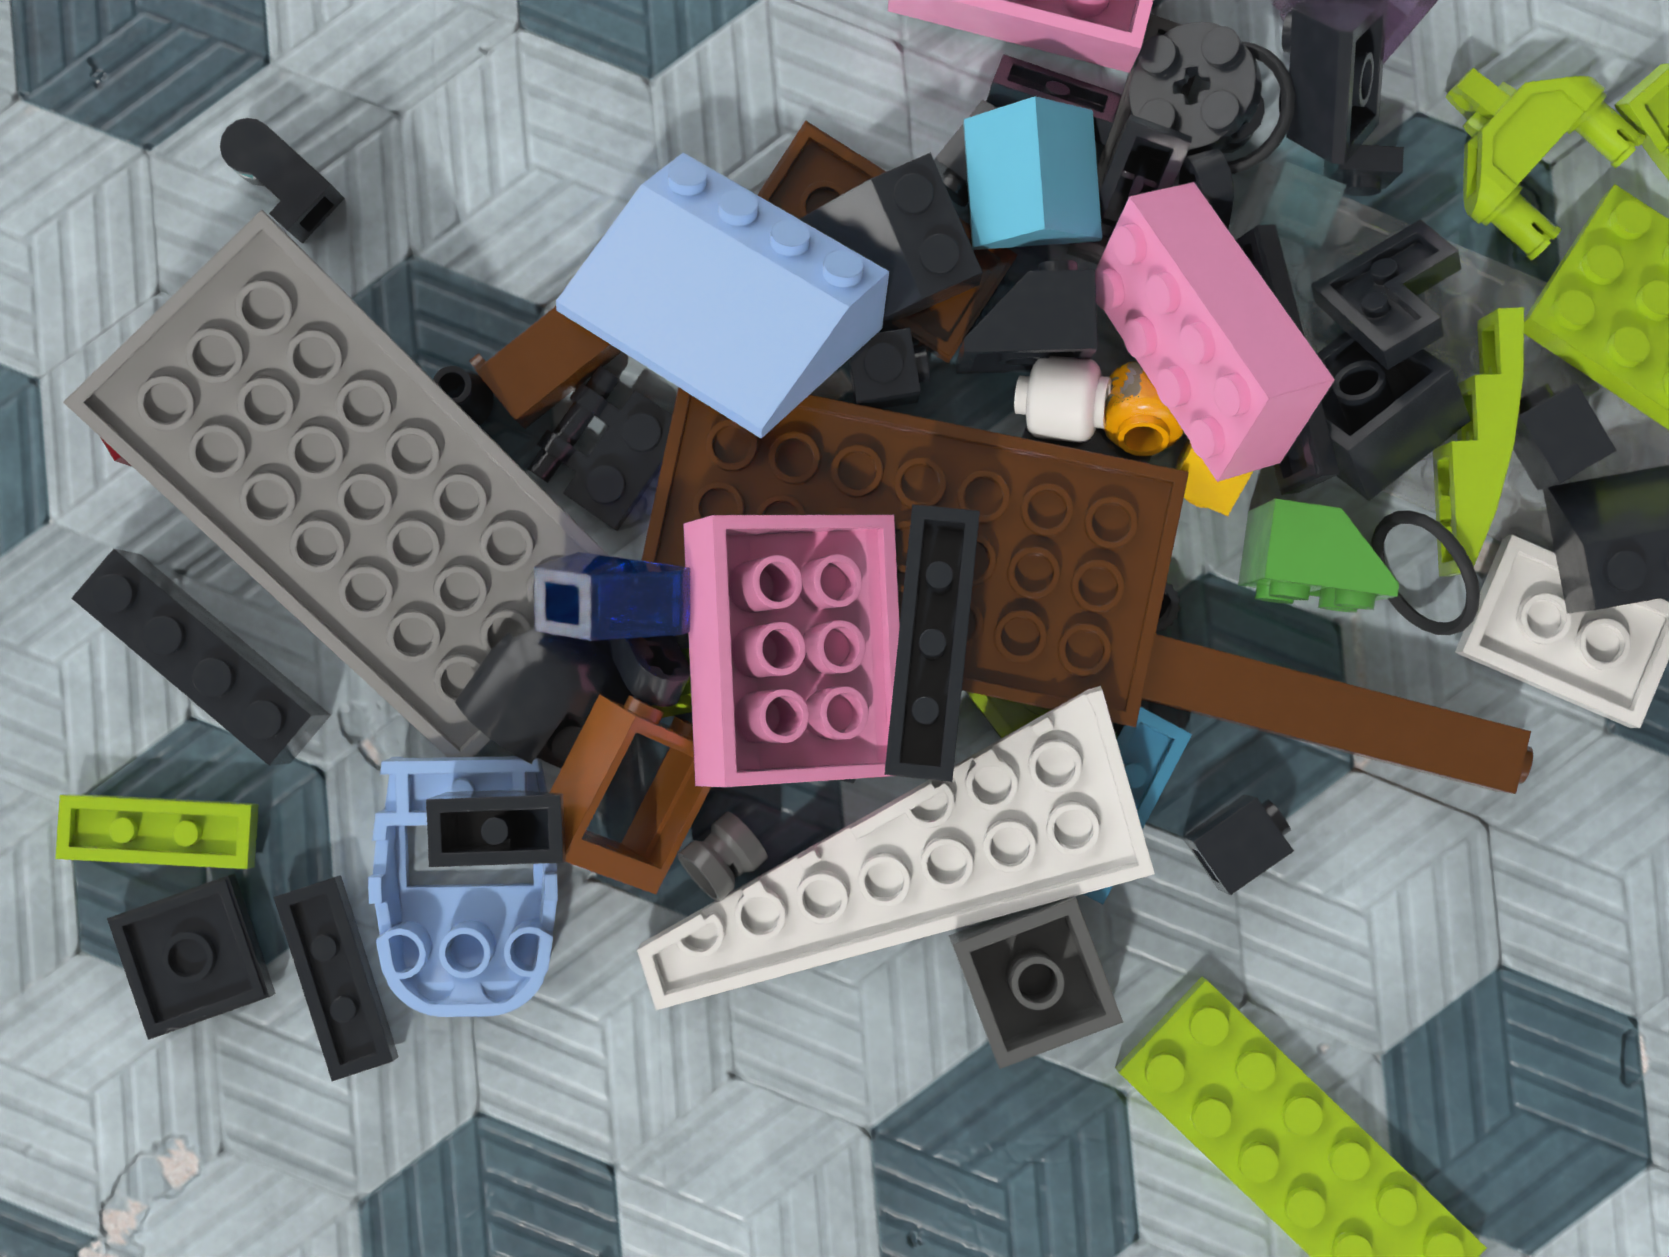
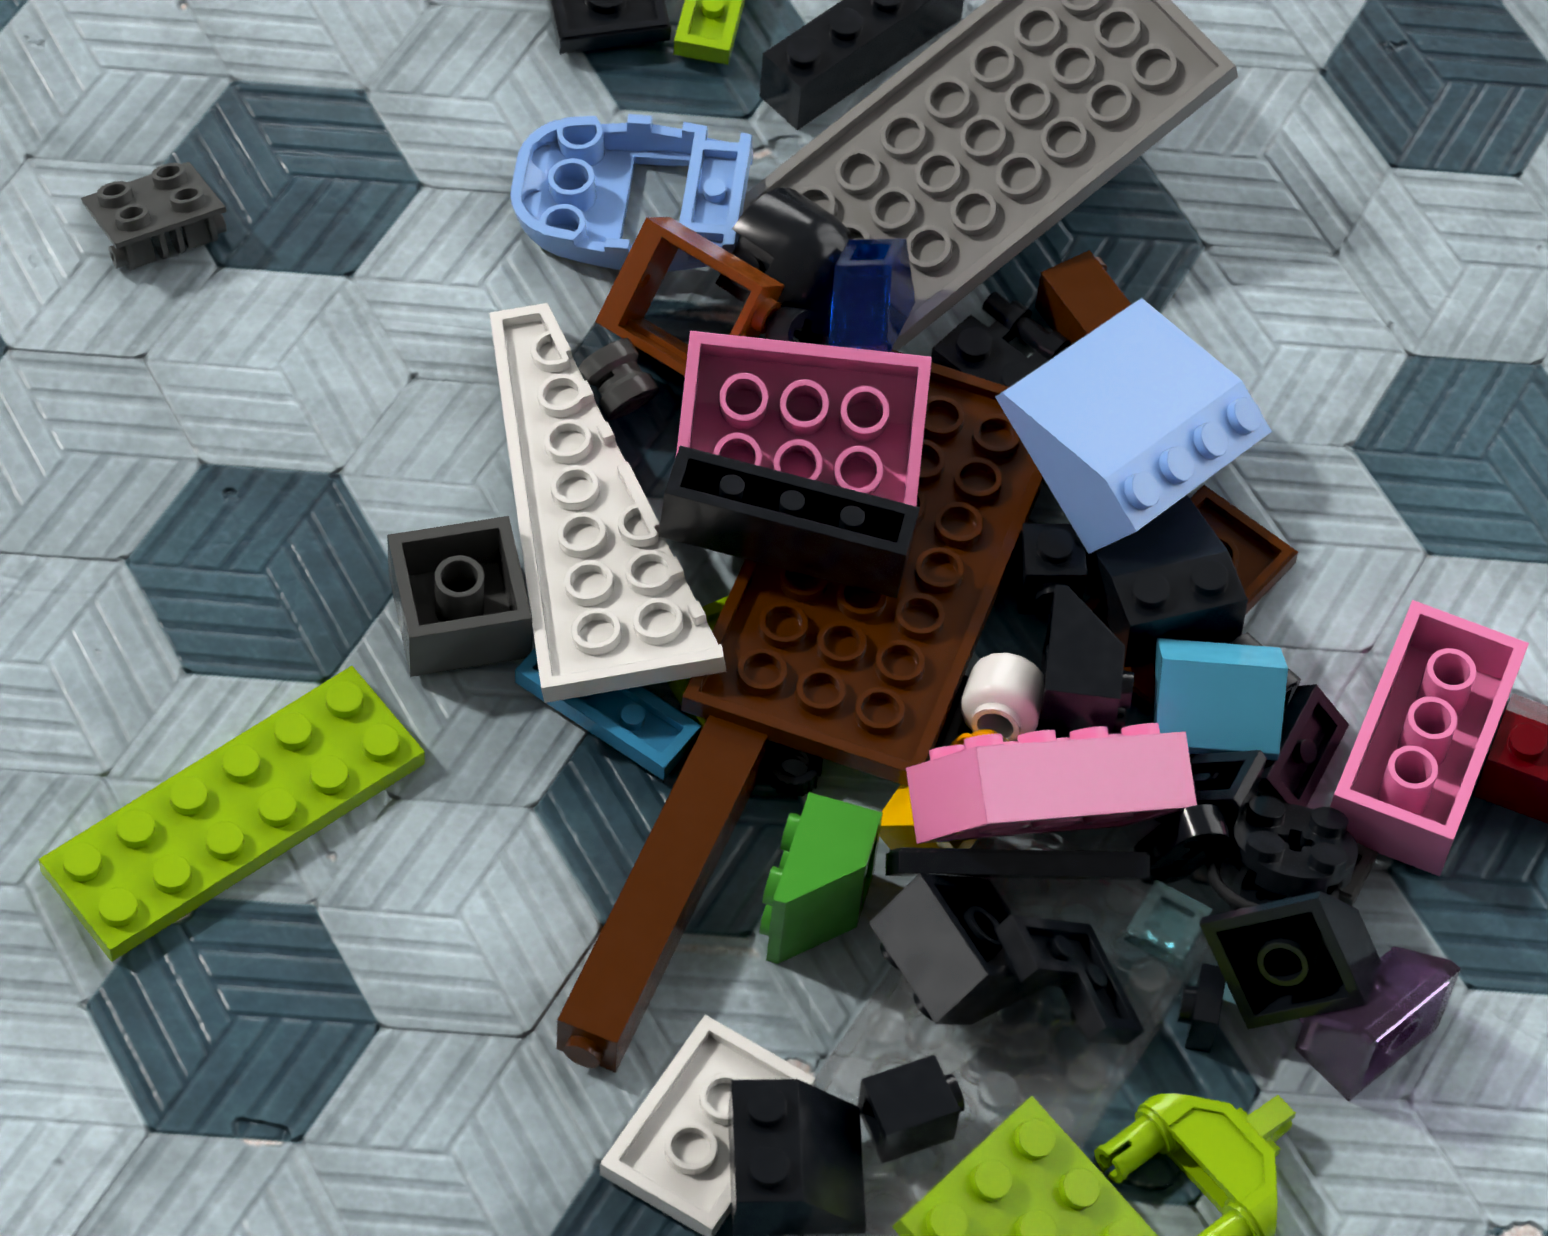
camera: 90 degrees right, 30 degrees down
(269, 161) = (1283, 153): black leg -> none
(336, 978) = (566, 90): black plate -> none
(476, 397) = (1068, 238): black cone -> none
(495, 828) = (683, 172): black slope -> none
(1240, 842) = (551, 793): black brick -> none
(1460, 557) = (789, 974): black tyre -> none
(1474, 468) = (885, 1029): lime slope -> none

